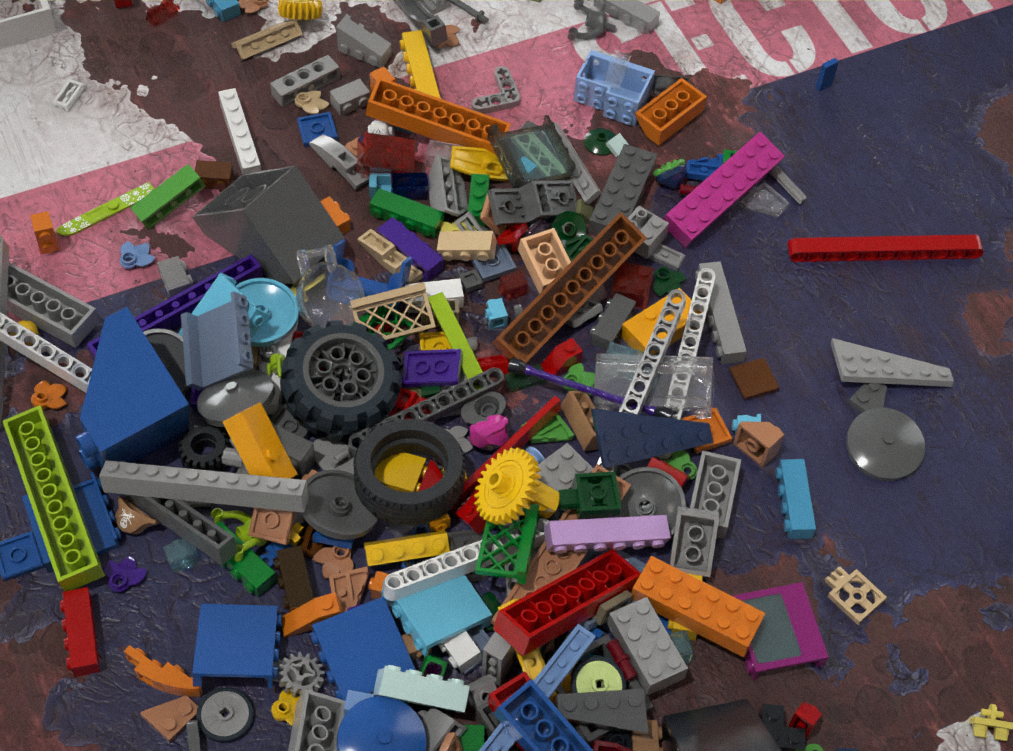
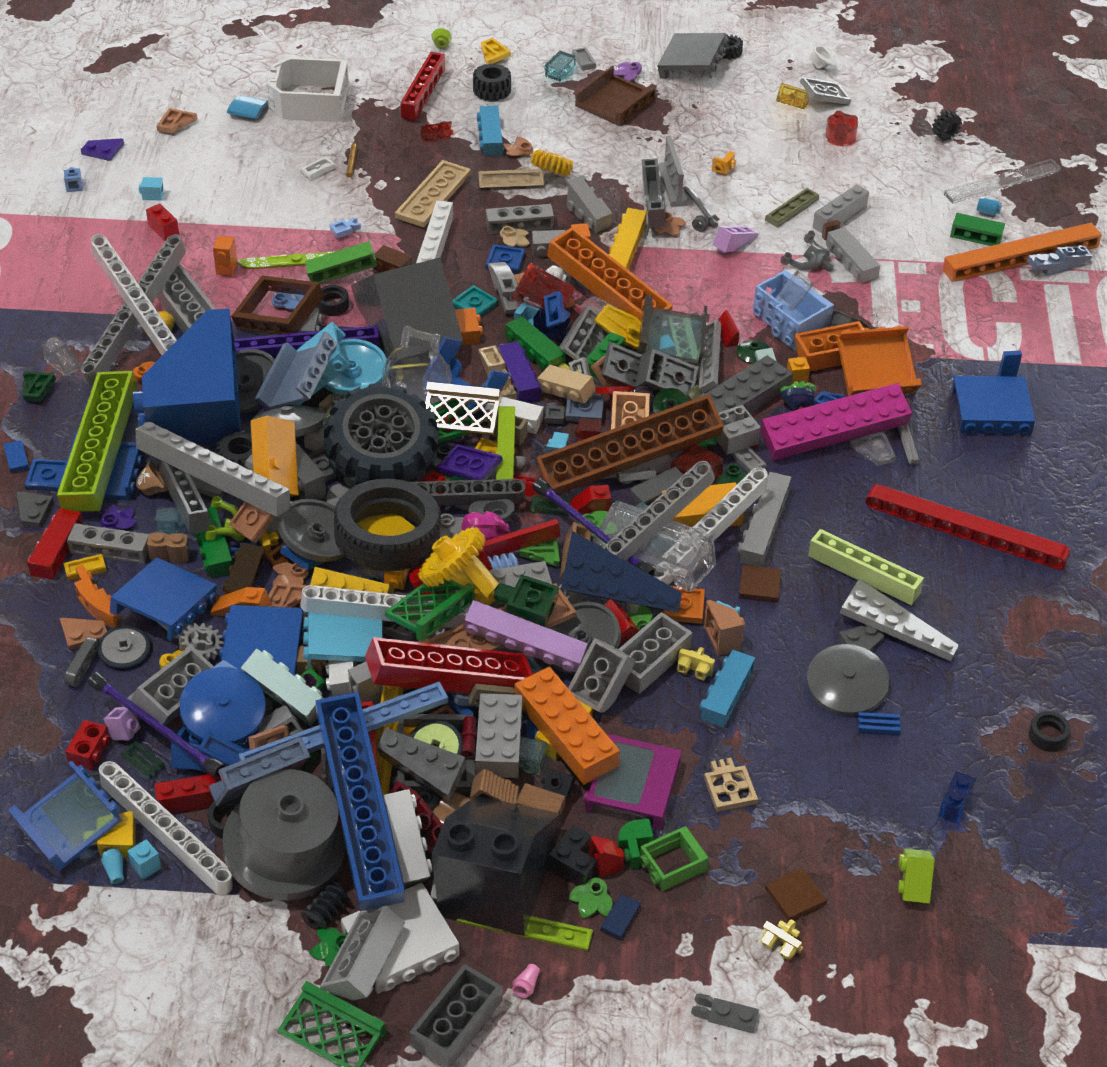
camera: 30 degrees right, 10 degrees down
(28, 601) = (33, 508): none -> dark grey wing
(97, 74) = (351, 161): none -> pearl gold bar
(129, 615) = (110, 543): none -> light grey brick
(133, 635) = (94, 564): none -> yellow tile
(140, 154) = (344, 228): none -> light blue plate
(142, 293) = (247, 321): none -> reddish brown window
(181, 250) = (335, 308): none -> black tyre
(202, 584) = (169, 547): none -> medium nougat brick
(203, 83) = (436, 187): none -> tan plate
(322, 184) = (475, 299): none -> teal tile
(411, 171) = (555, 309): none -> blue slope
(472, 24) = (700, 227): none -> dark grey bush
(503, 97) = (687, 289): light grey beam -> none
(513, 29) = (733, 237): none -> lavender slope
(571, 129) = (729, 330): none -> red slope
(657, 145) = (799, 368): none -> light orange brick
(671, 701) = (491, 786): none -> medium nougat brick
(714, 691) = (541, 799): none -> medium nougat brick
(718, 665) = (565, 785): none -> black brick
(719, 114) = (877, 359): none -> orange panel
(754, 483) = (696, 661): none -> light yellow hips
(813, 690) = (632, 837): none -> green brick
(834, 325) = (866, 566): none -> yellowish green brick
(835, 116) = (994, 404): none -> blue panel
(867, 675) = (684, 839): none -> bright green window
(946, 468) = (880, 721): none -> blue tile
(971, 674) = (795, 894): none -> reddish brown tile

